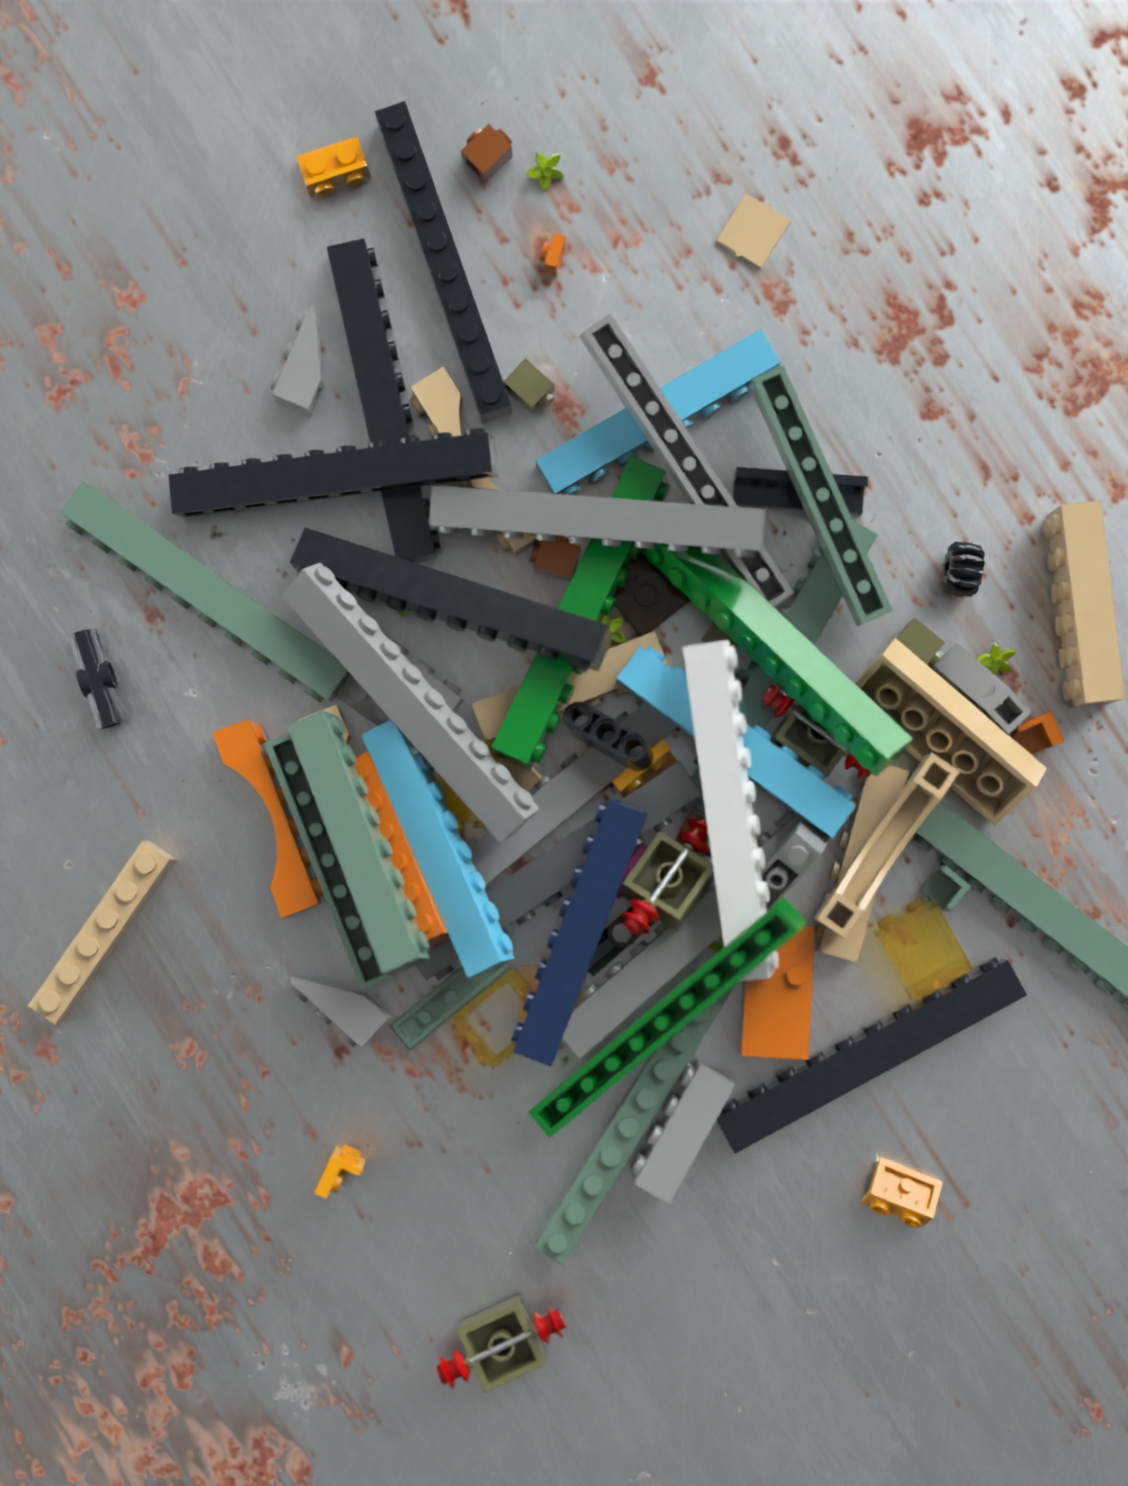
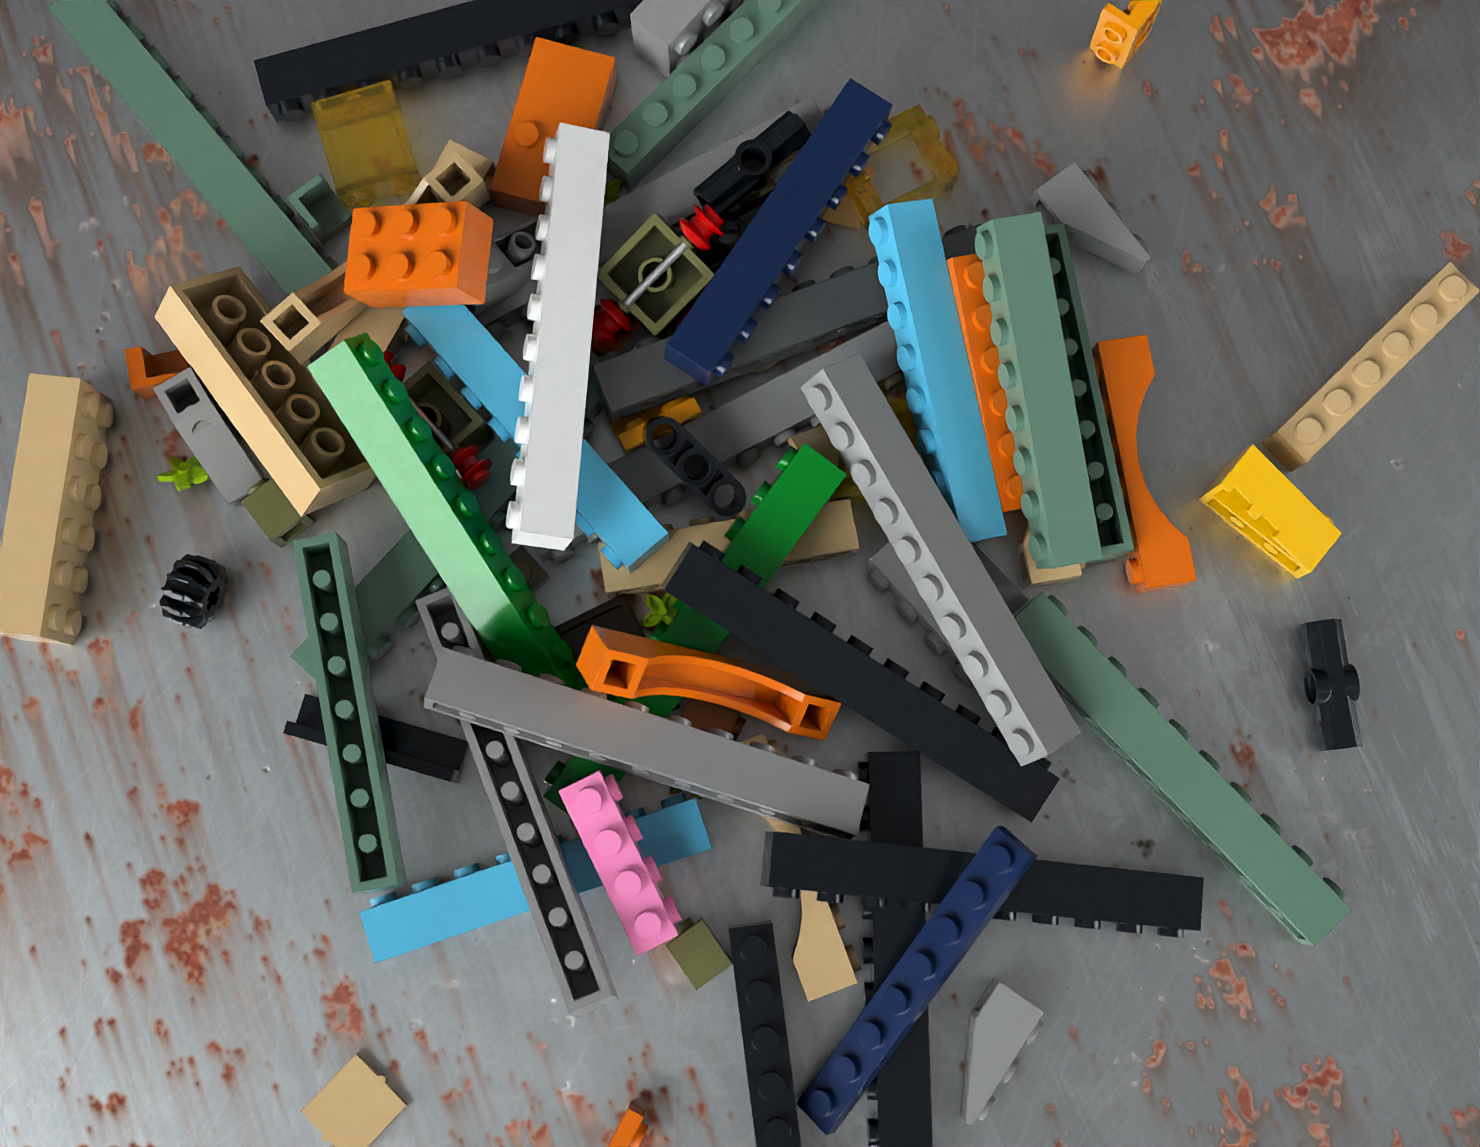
camera: 175 degrees left, 5 degrees down
(162, 799) = (1270, 512): none -> yellow wedge
(368, 394) = (916, 979): none -> dark blue plate
(442, 1004) = (982, 195): sand green tile -> none
(599, 1003) = (771, 148): none -> black piece
(600, 433) = (619, 860): none -> bright pink brick
(618, 566) = (644, 667): none -> orange arch
(668, 1016) = (688, 107): green brick -> none
(850, 843) = (418, 255): none -> orange brick

